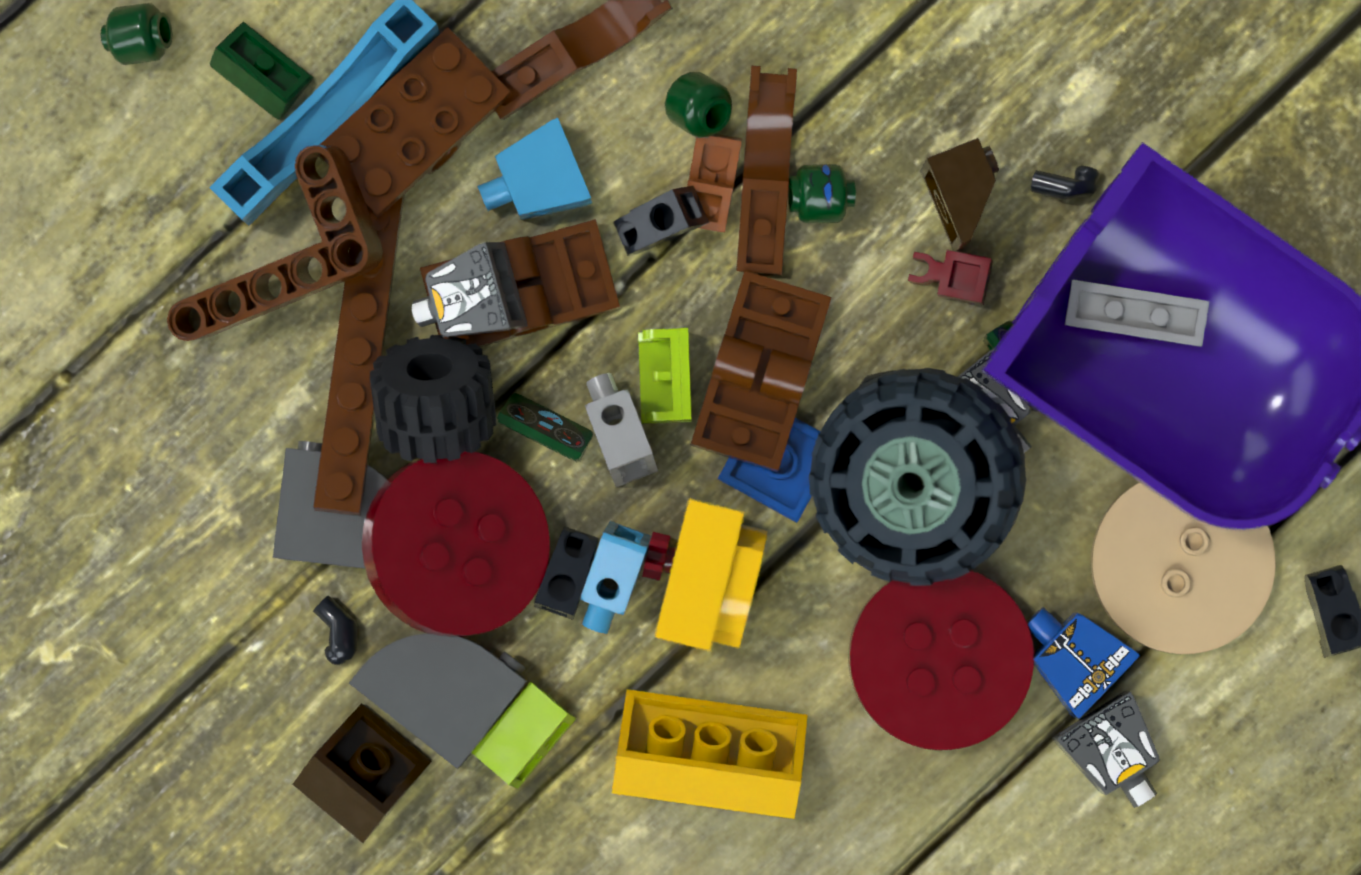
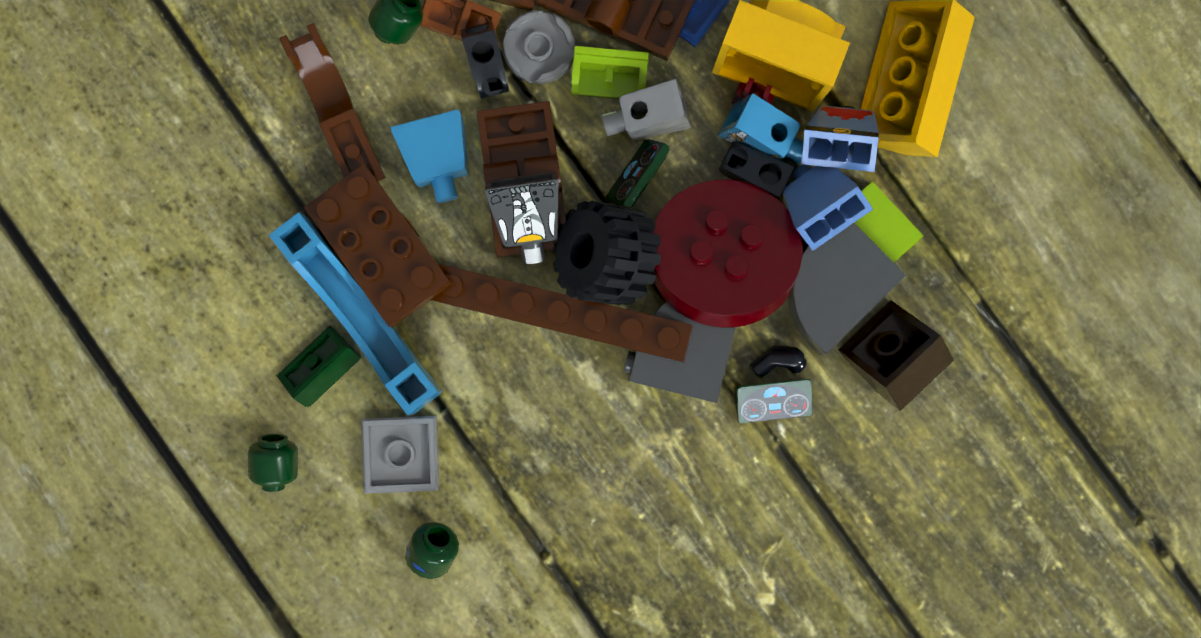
camera: 85 degrees left, 0 degrees up
(54, 239) = (432, 550): none -> dark green head
(166, 185) = (400, 454): none -> light grey tile
(288, 630) = (773, 400): none -> slope
(293, 269) = (484, 355): reddish brown beam -> none
(531, 653) = (823, 203): none -> medium blue torso
(613, 666) = (841, 139): none -> medium blue torso
(689, 284) = (538, 47): none -> light grey tile

